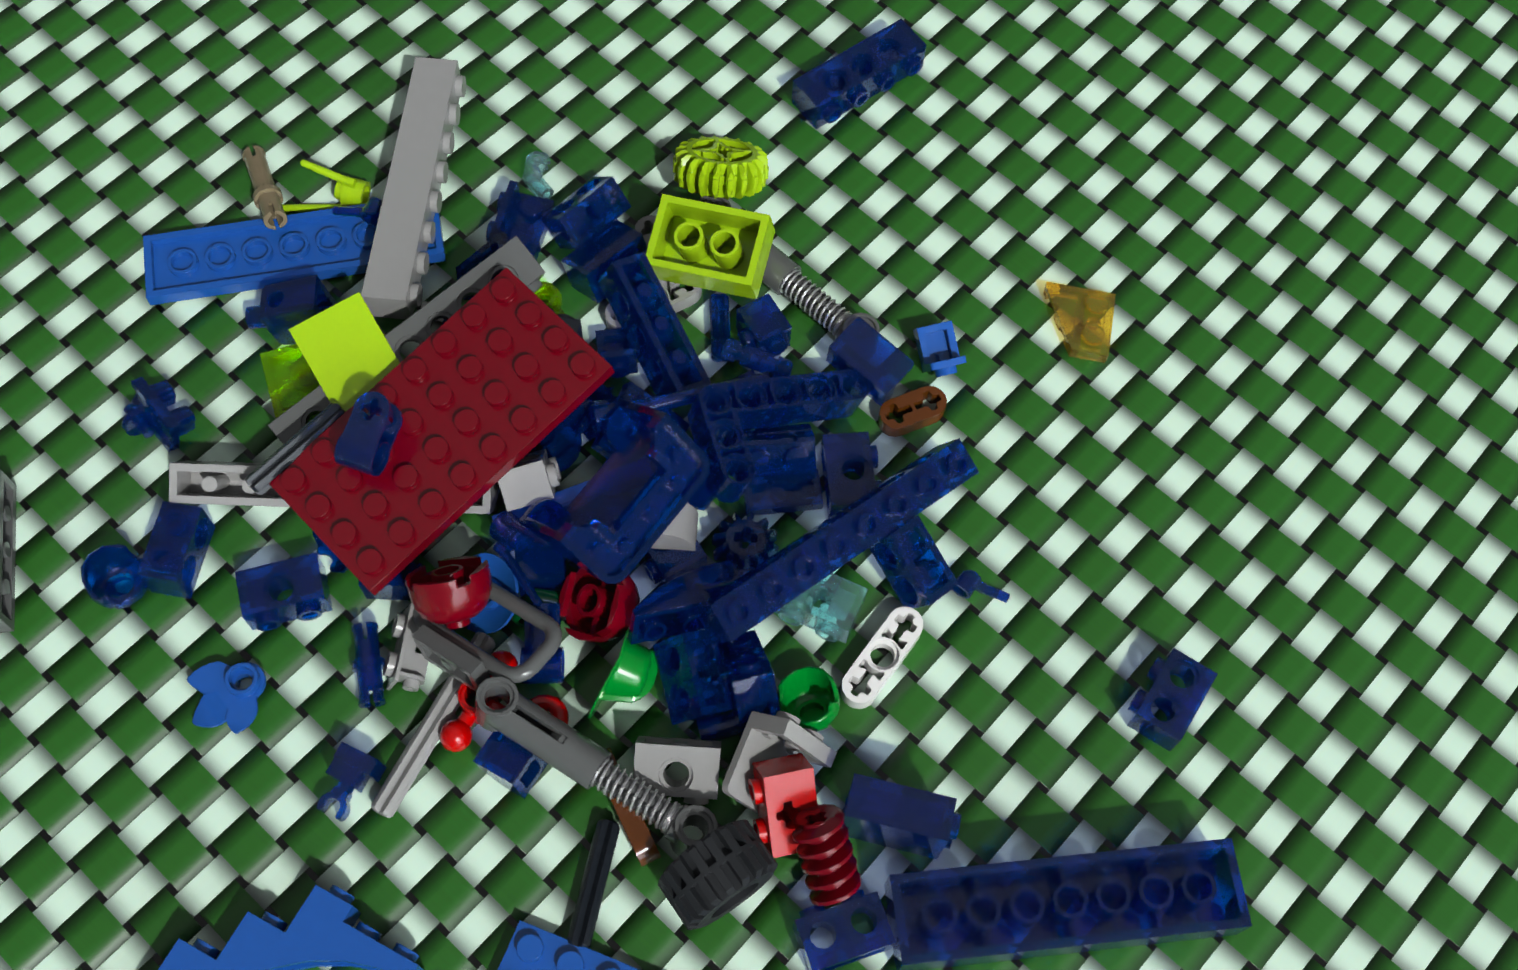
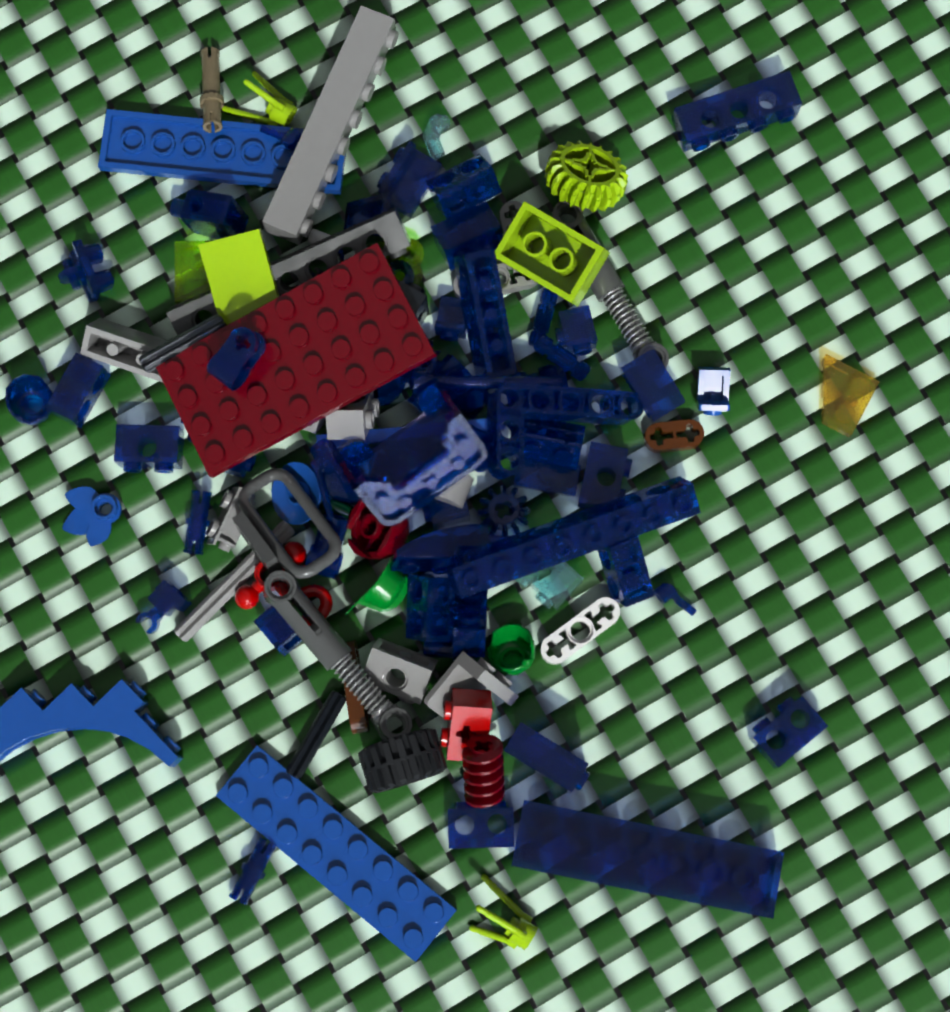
camera: 25 degrees right, 15 degrees up
(452, 591) = (268, 490): dark red cylinder -> none

